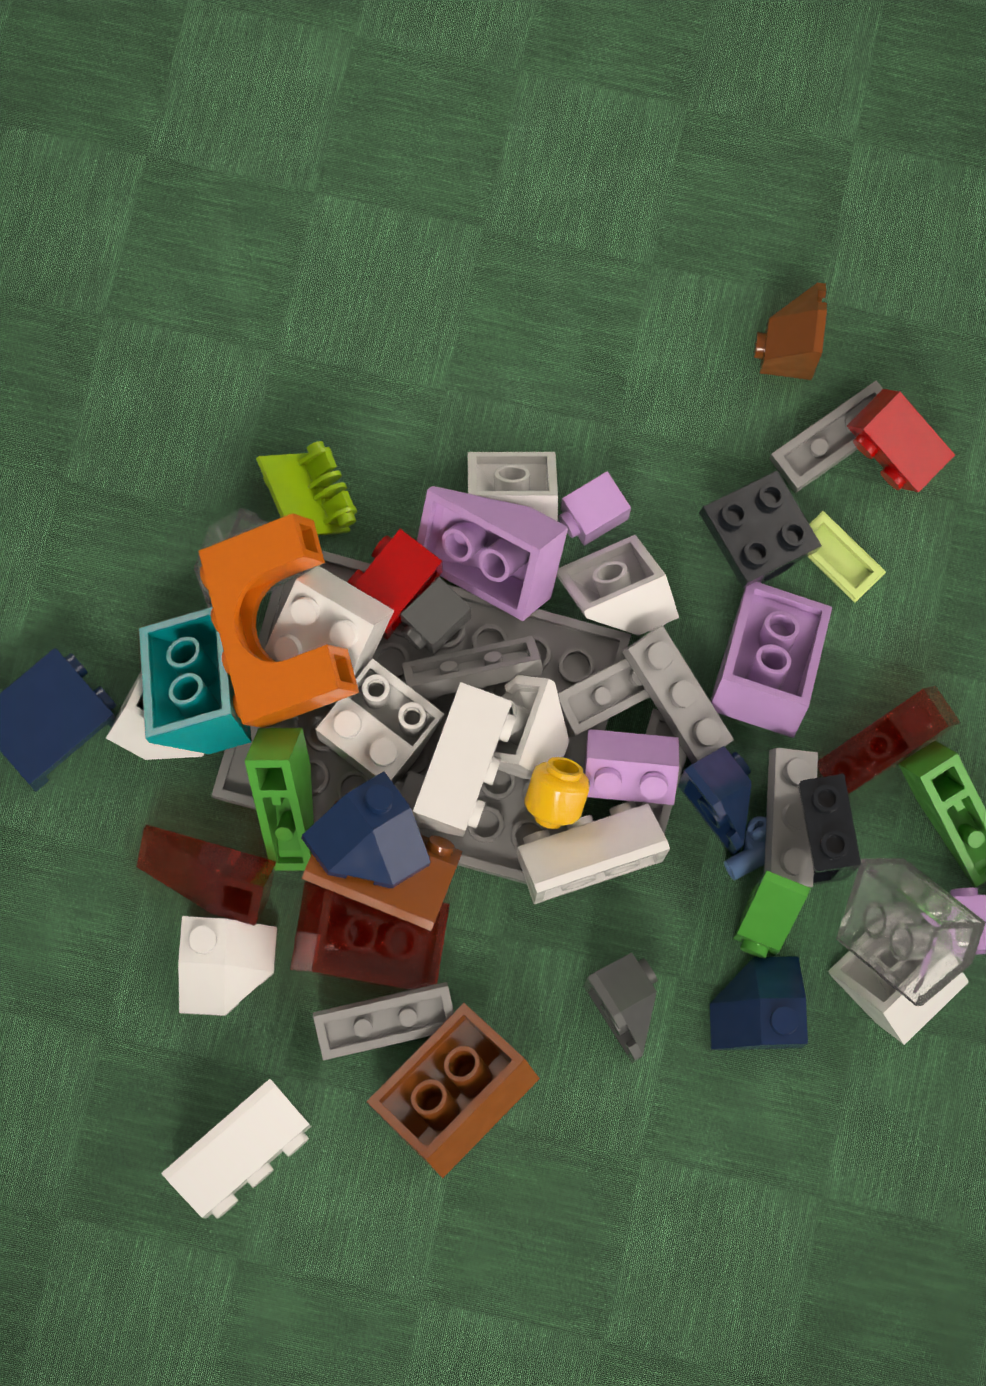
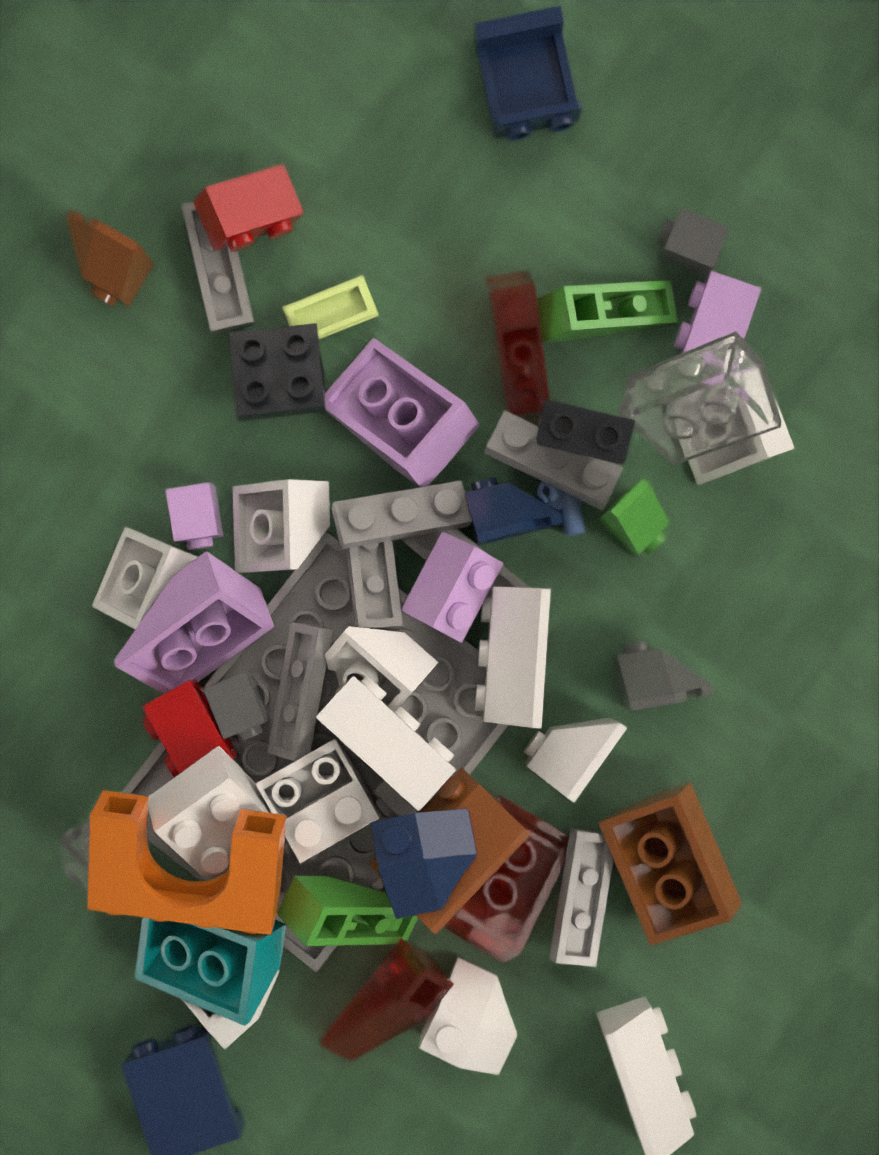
camera: 65 degrees left, 10 degrees up
(305, 487) = (67, 773): lime hinge -> none
(521, 949) = (572, 753): none -> white slope
(557, 792) = (451, 666): yellow head -> none
(761, 1007) = (708, 558): dark blue slope -> none

